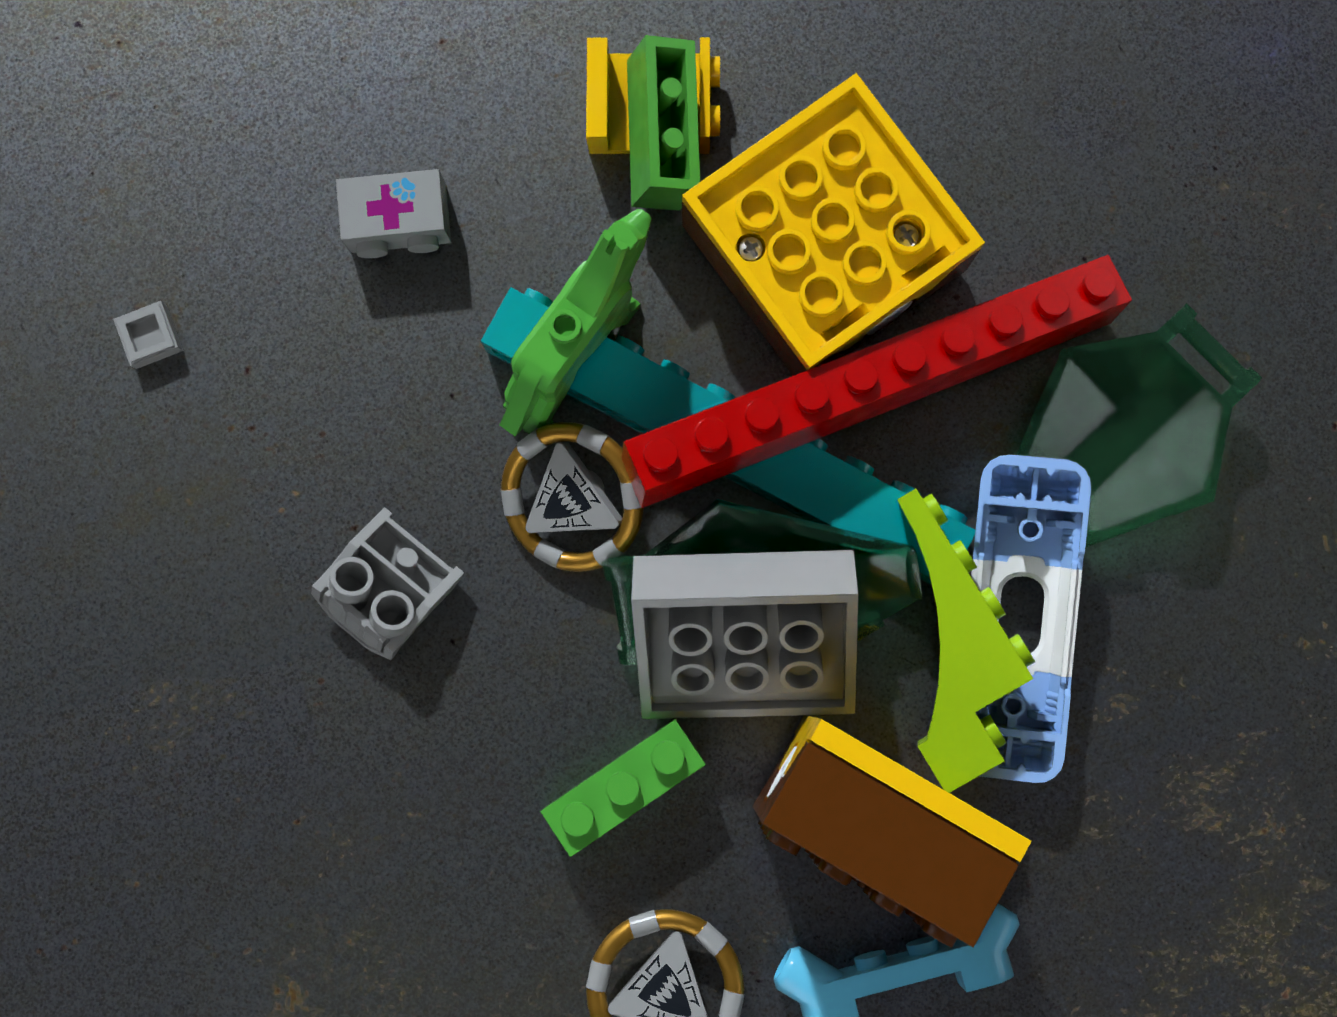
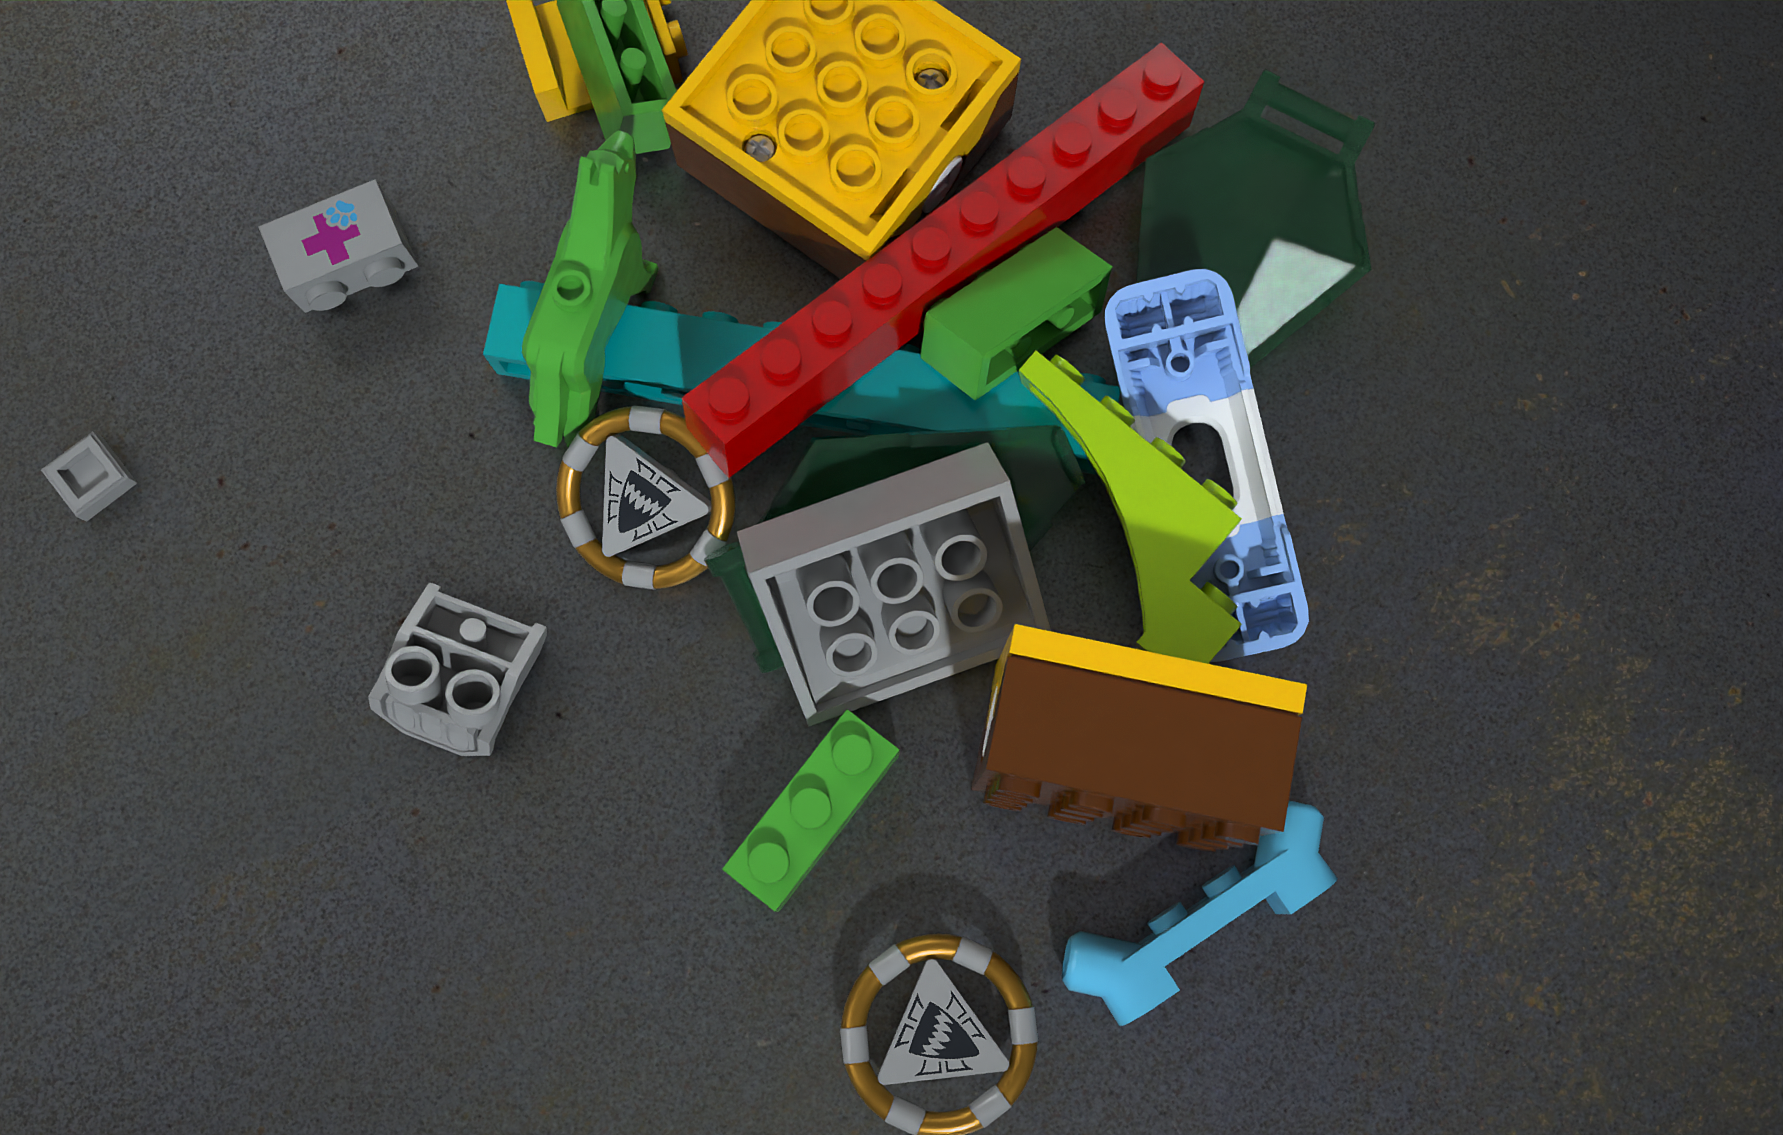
camera: 25 degrees left, 5 degrees down
(912, 442) = (1012, 311): none -> bright green brick

